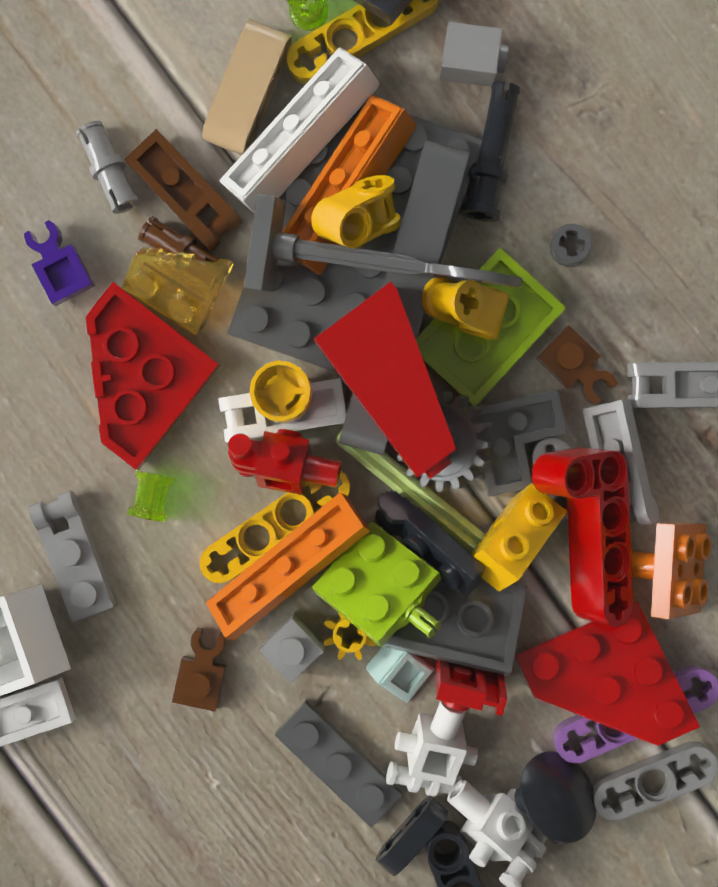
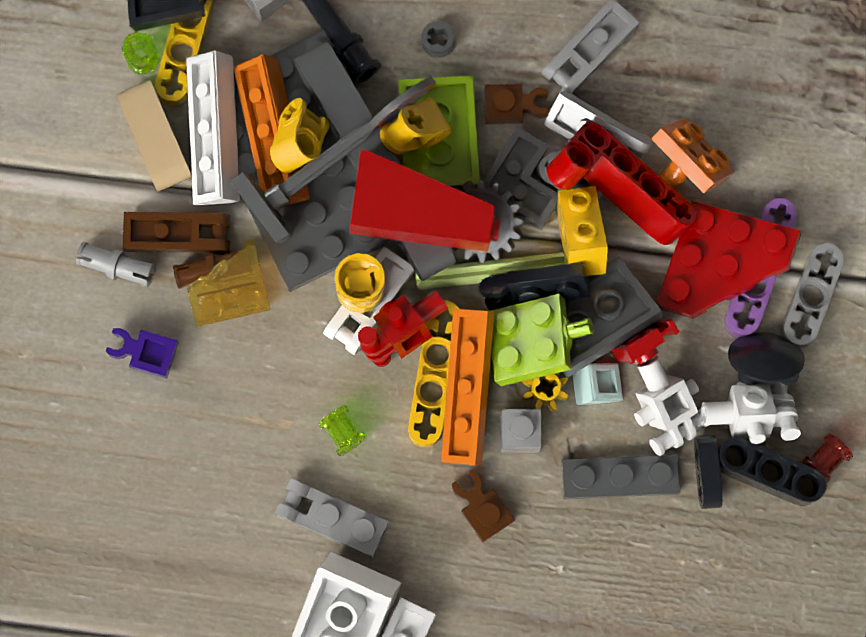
camera: 45 degrees left, 10 degrees down
(140, 374) = (262, 365): red plate -> none

